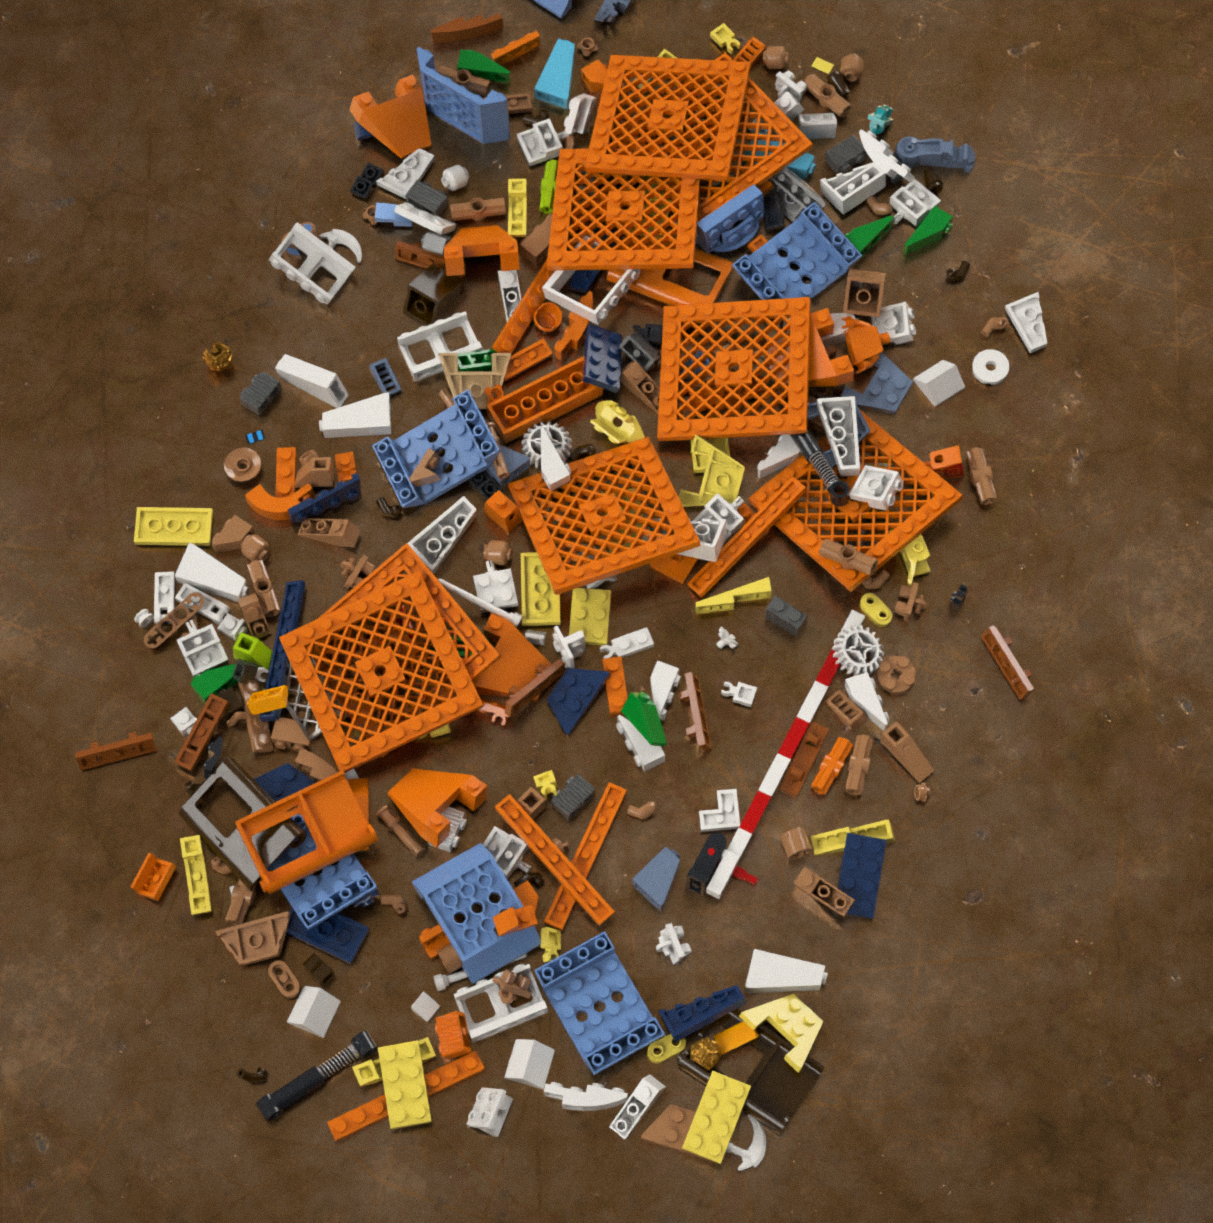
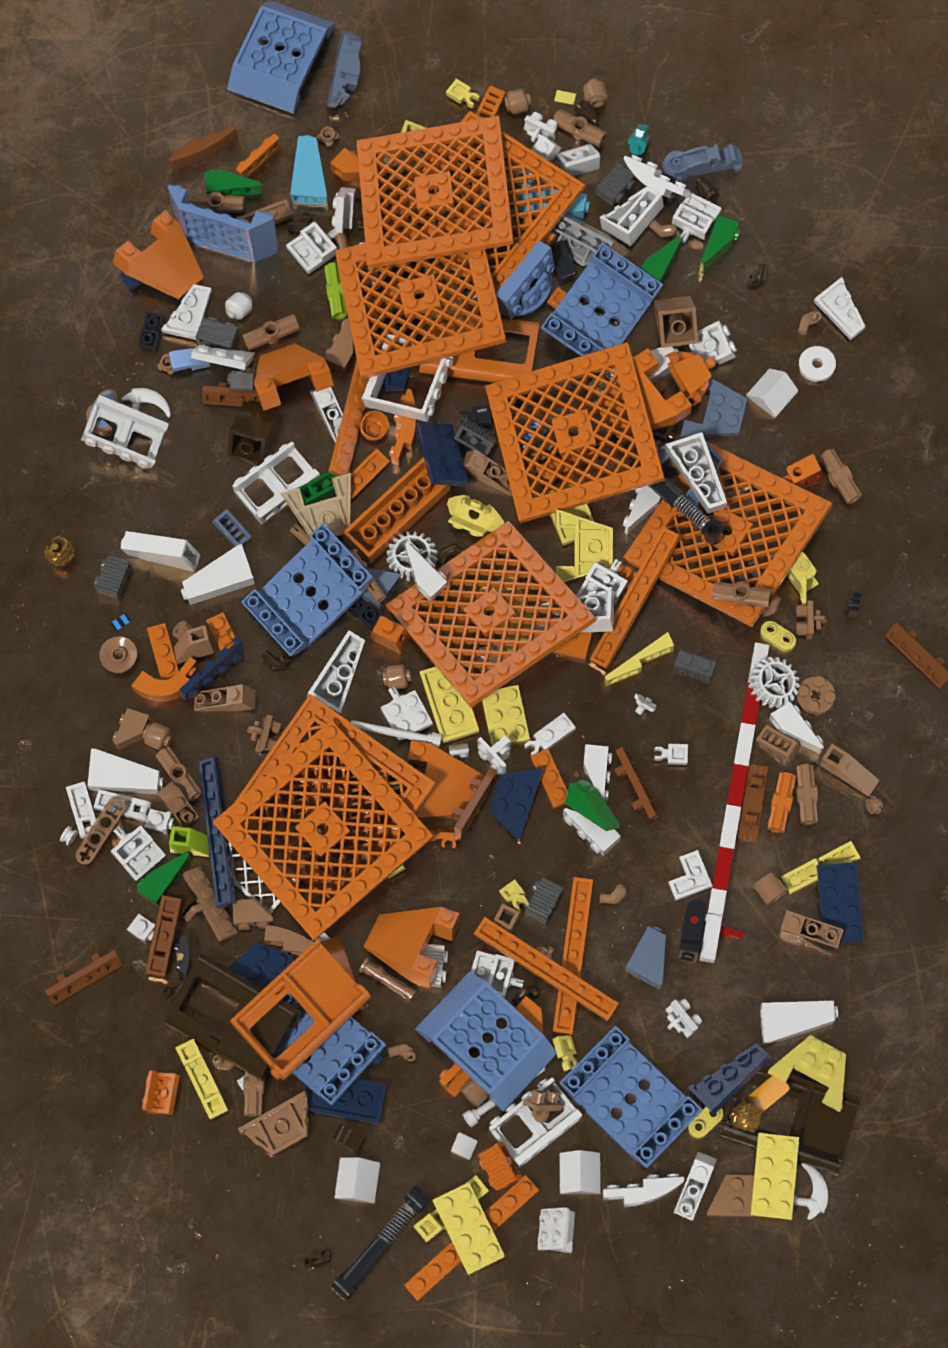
camera: 15 degrees left, 5 degrees up
(173, 526) = (69, 735): light yellow plate -> none
(247, 671) = (189, 863): pearl dark grey piece -> none
(268, 700) = (220, 886): light orange slope -> none
(284, 980) = (319, 1157): medium nougat plate -> none
(423, 473) = (301, 617): medium nougat slope -> none
(490, 391) = (341, 518): orange plate -> none
(514, 920) = (528, 1040): orange slope -> none
(517, 207) = (309, 321): light yellow slope -> none
(877, 487) = (747, 516): white plate -> none

